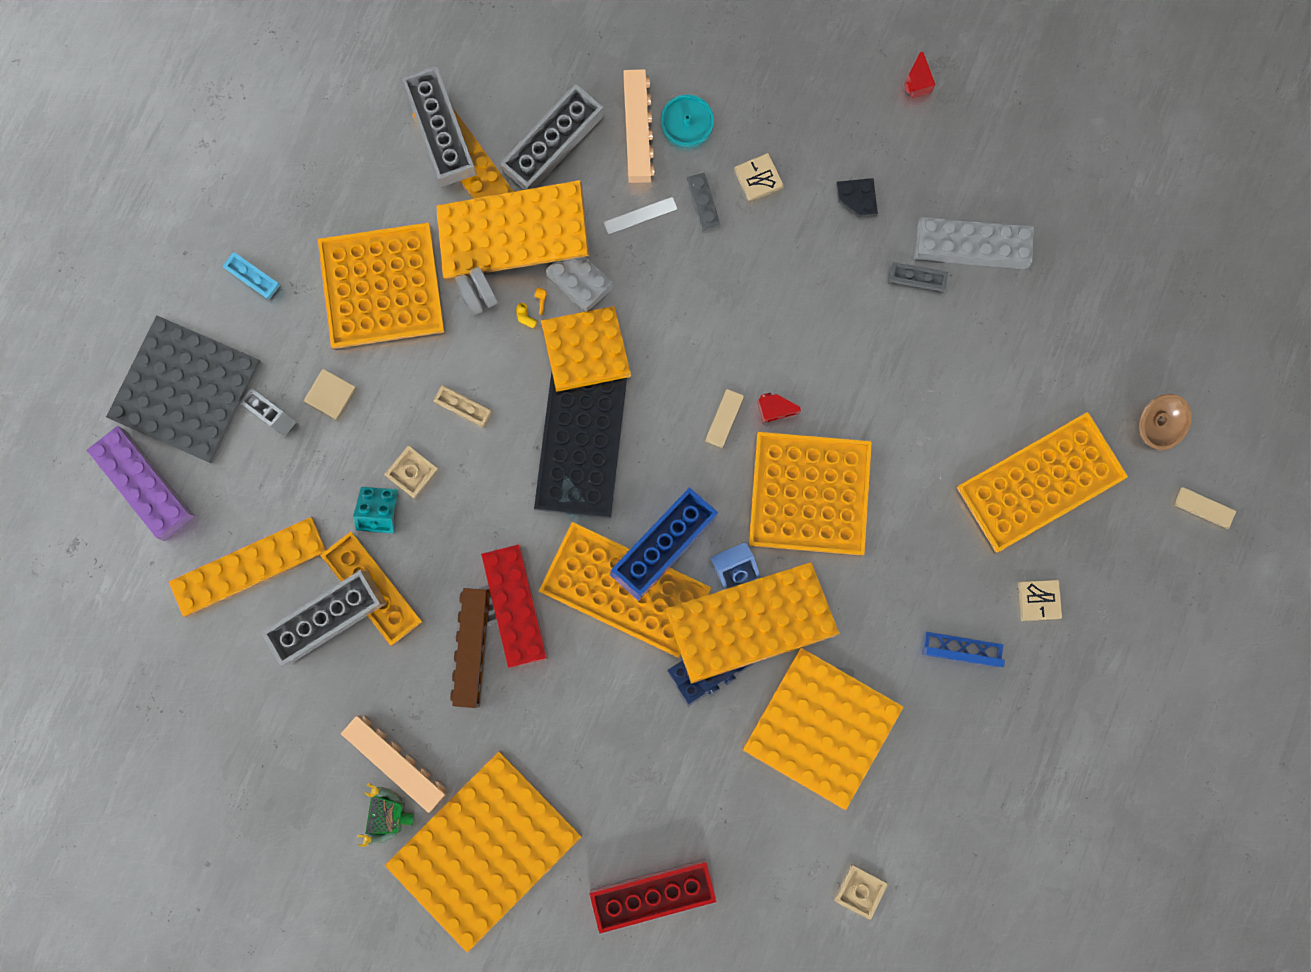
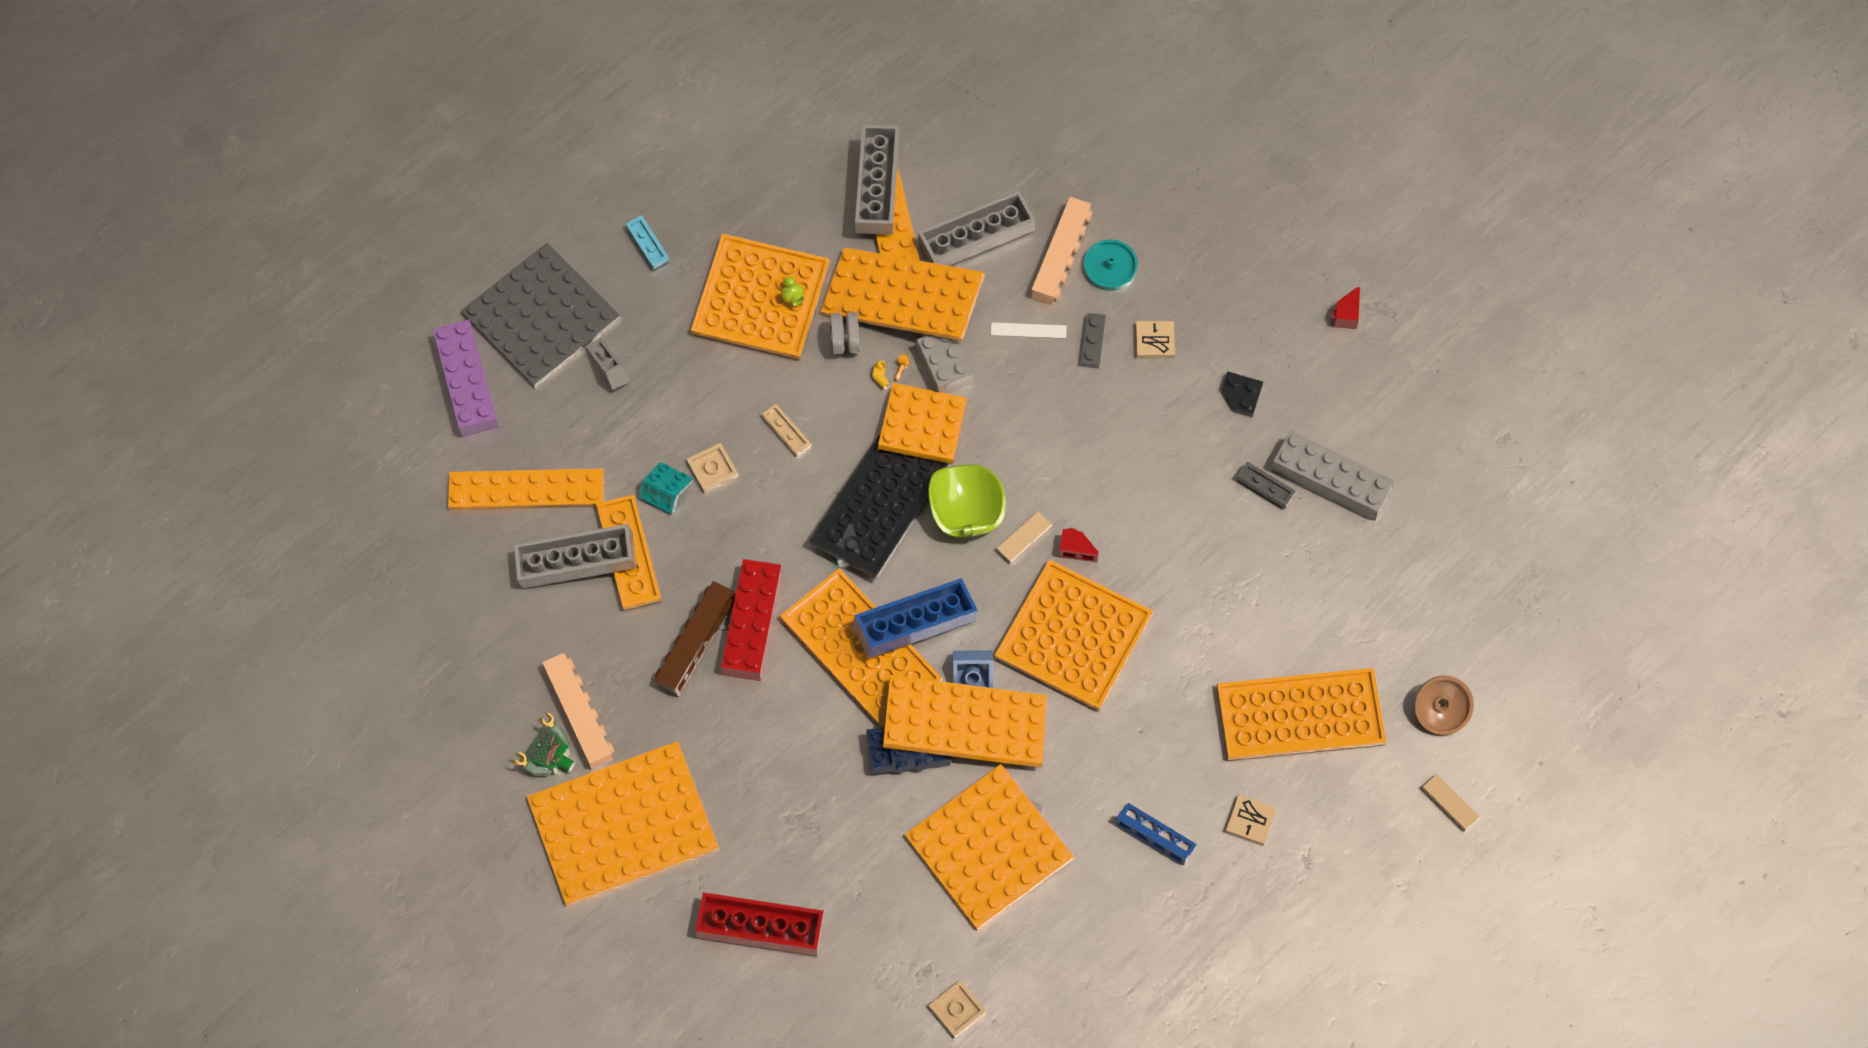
camera: 25 degrees right, 15 degrees down
(329, 394) = (670, 371): tan tile -> none
(411, 270) = (792, 291): none -> lime animal
(660, 408) = (967, 500): none -> lime piece

